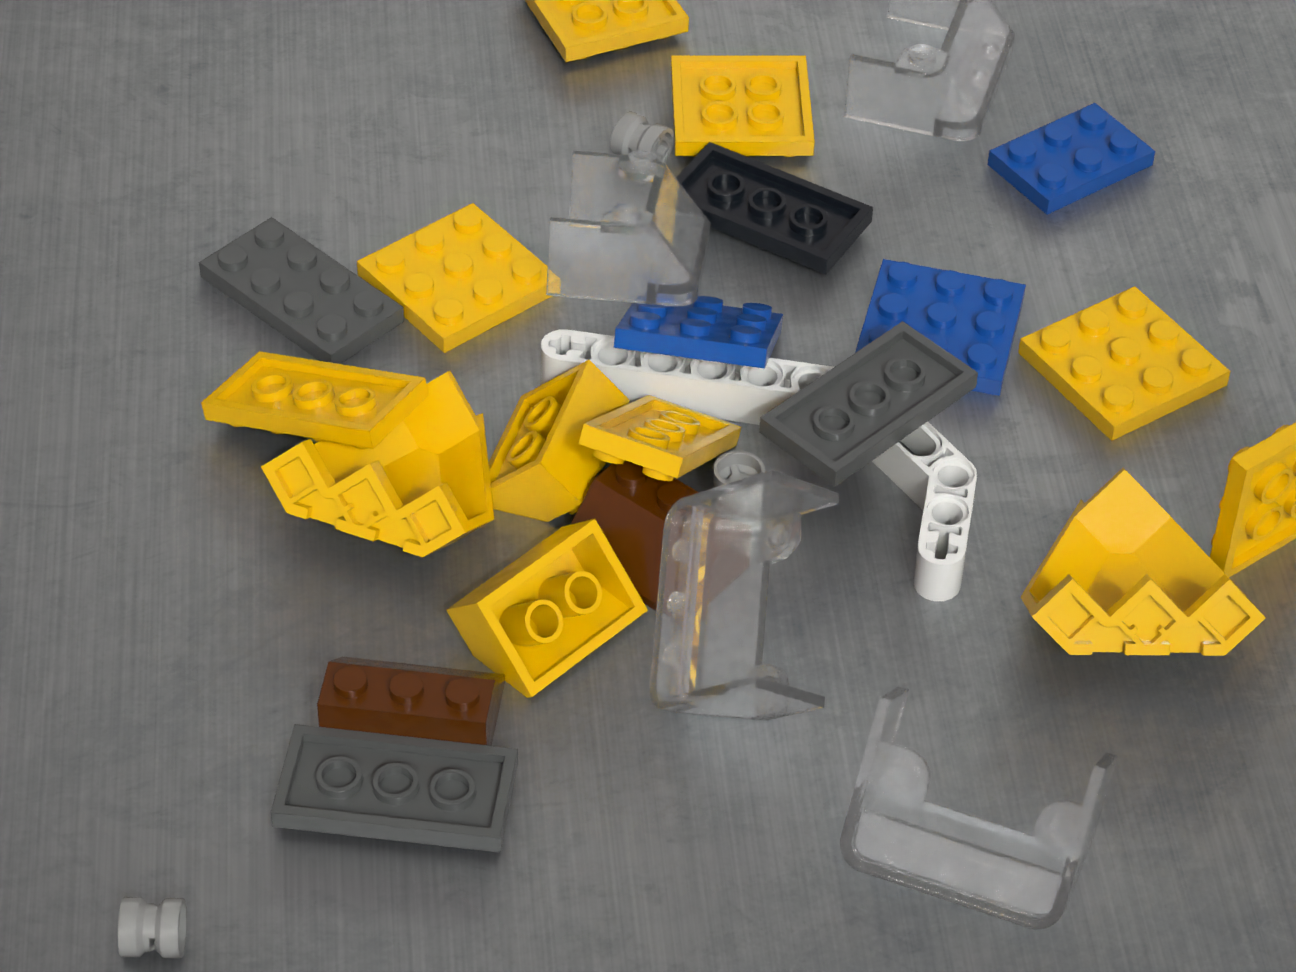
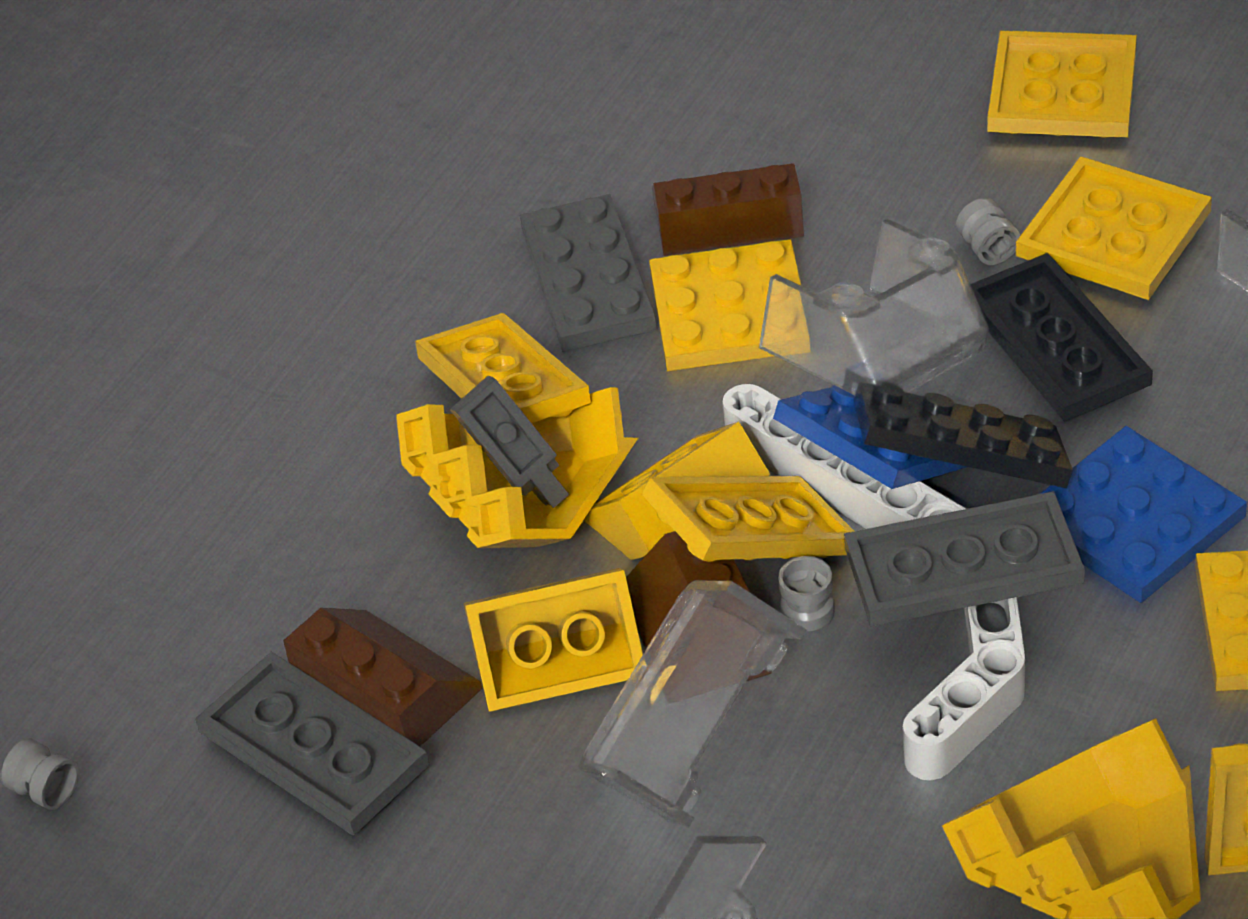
camera: 40 degrees right, 0 degrees up
(395, 195) = (728, 209): none -> reddish brown slope
(403, 451) = (510, 441): none -> dark grey hinge
(779, 305) = (961, 434): none -> black plate

